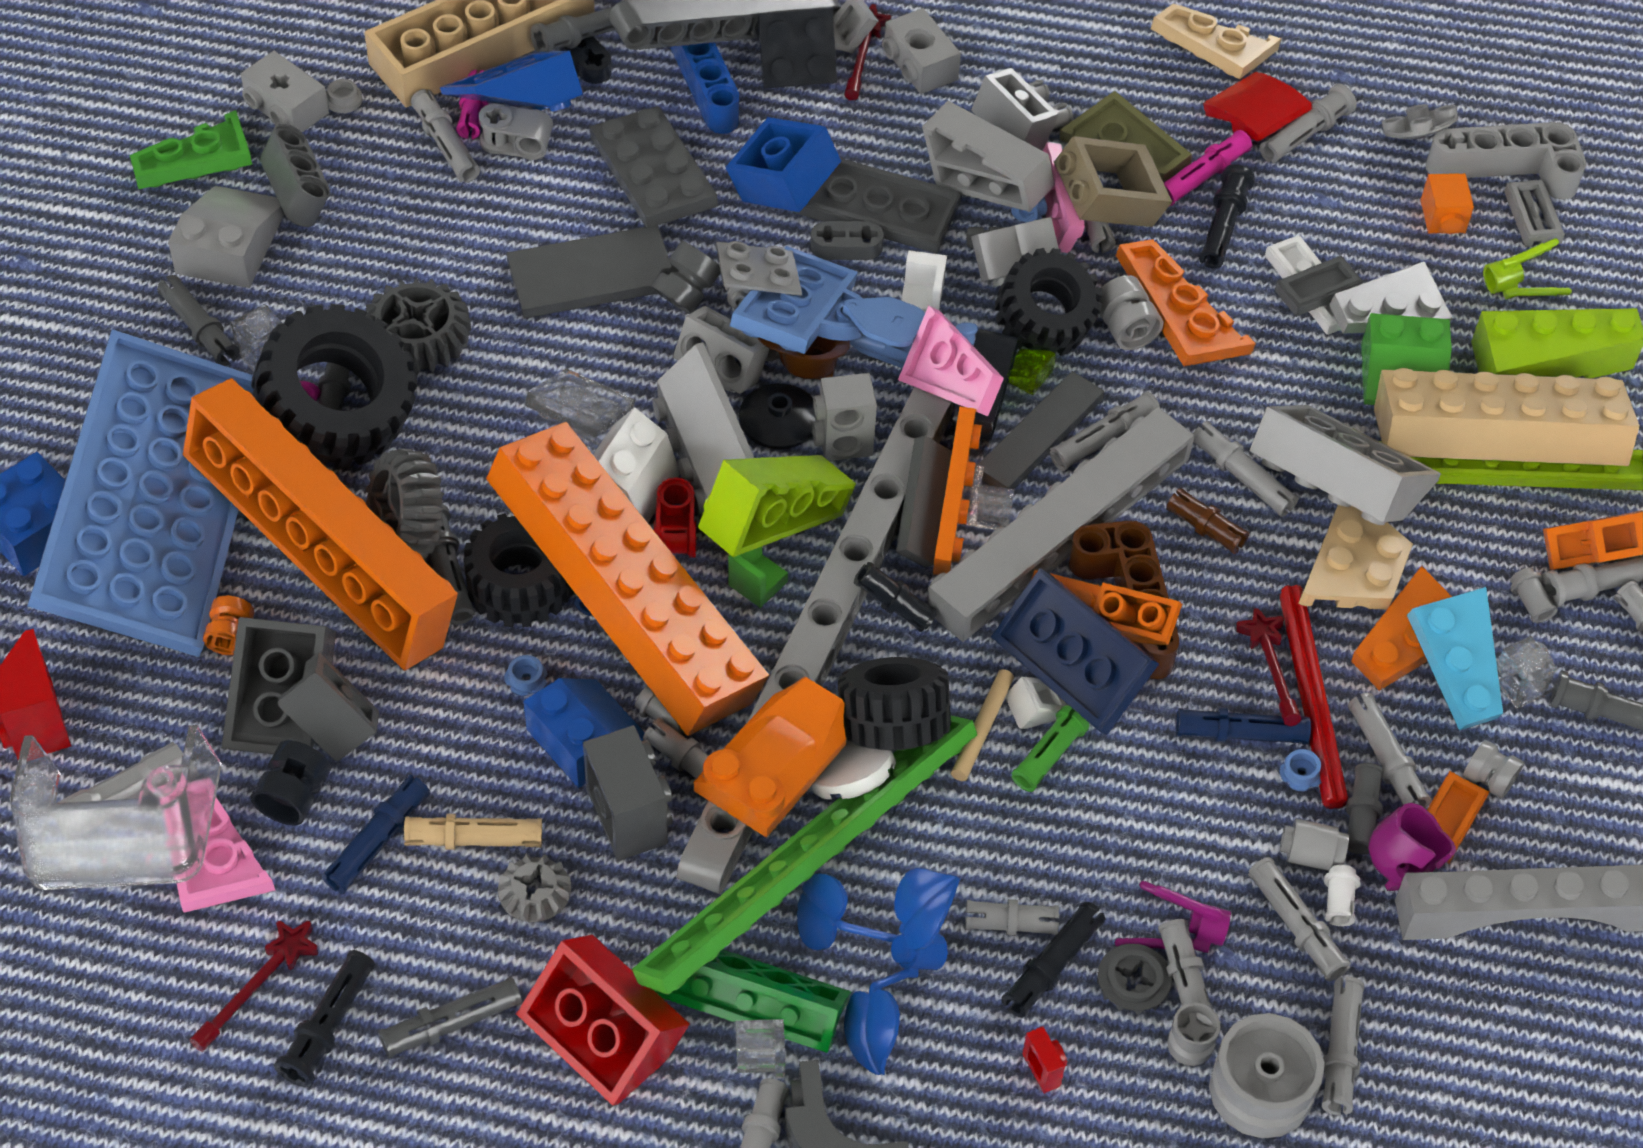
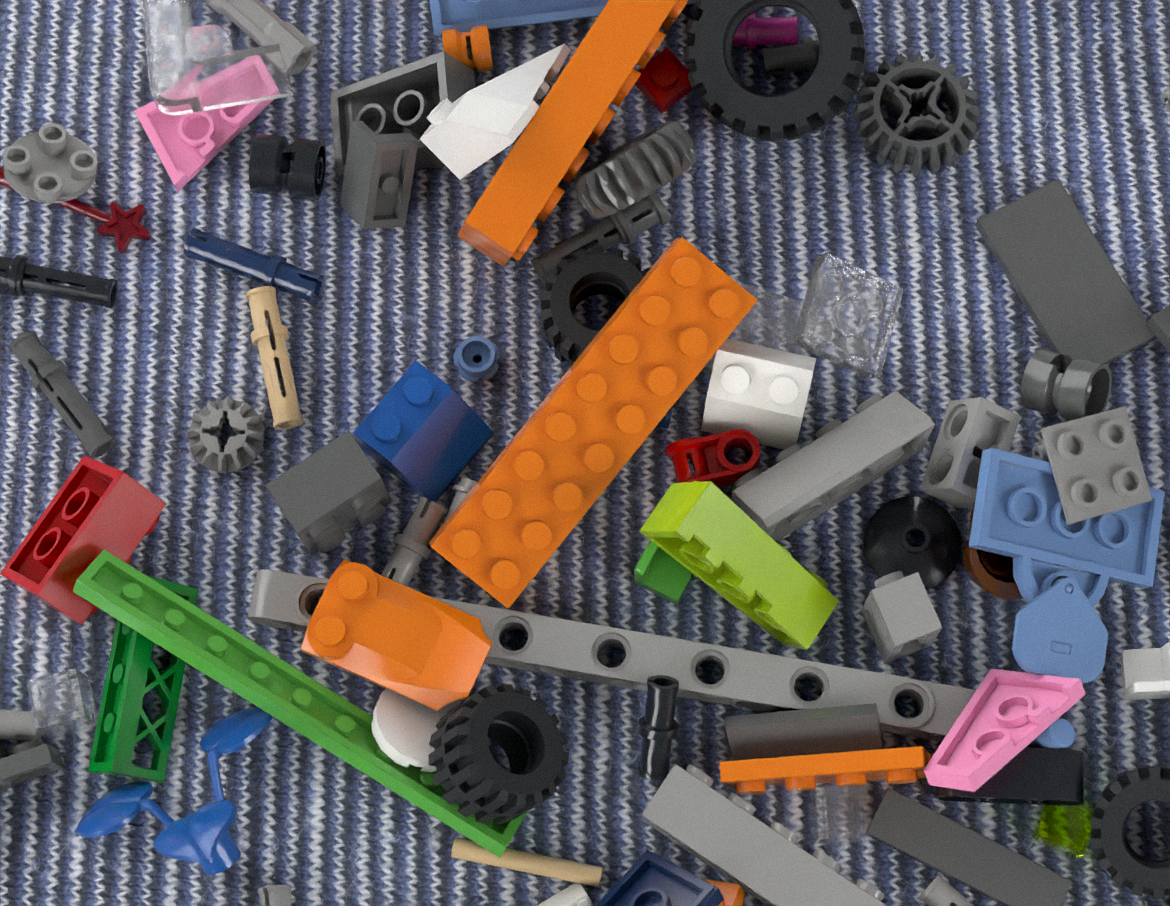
camera: 85 degrees right, 20 degrees up
(207, 991) = (50, 165): none -> light grey dish
(319, 581) = (490, 115): none -> white wedge

